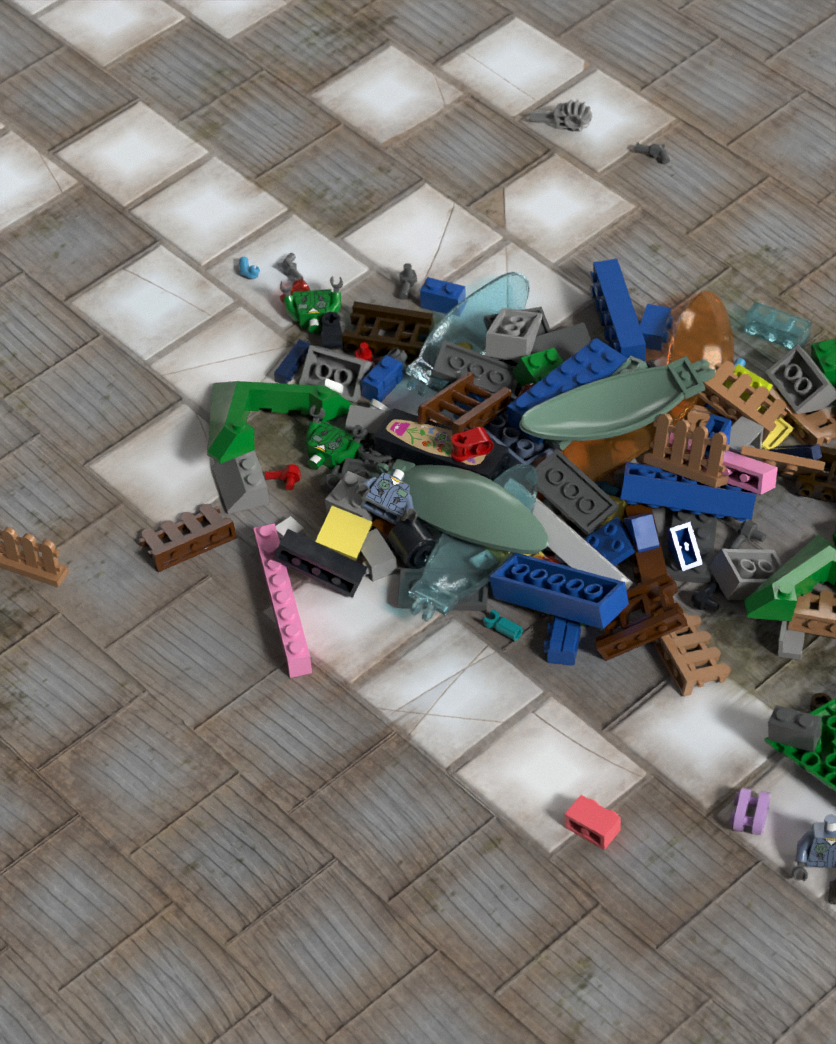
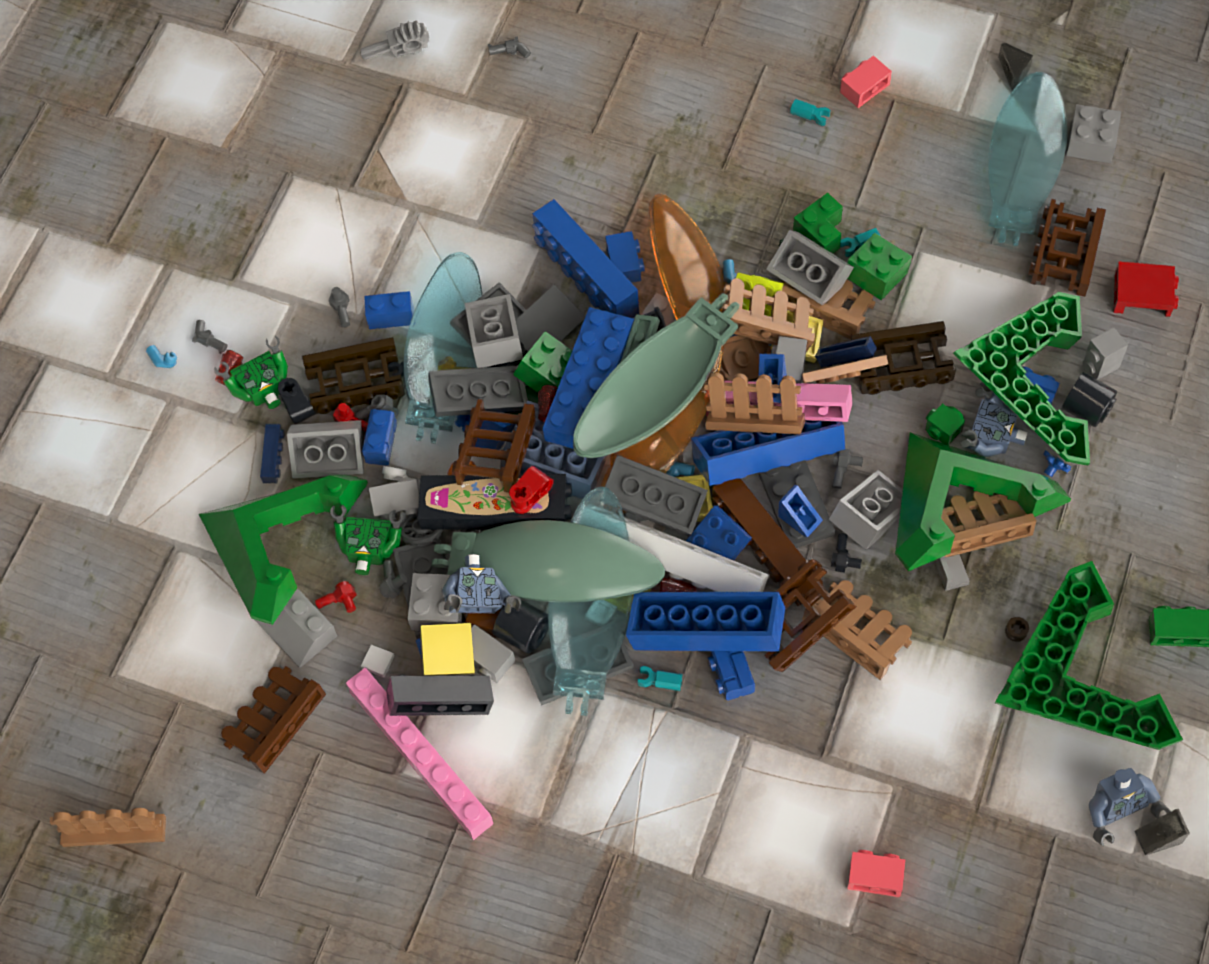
camera: 25 degrees left, 15 degrees up
(336, 387) = (339, 469): white tile -> none
(642, 531) = (747, 510): slope -> none
(743, 801) = (1014, 801): lavender brick -> none
(776, 326) = (744, 208): clear light blue brick -> none
(794, 728) = (1025, 681): dark grey brick -> none

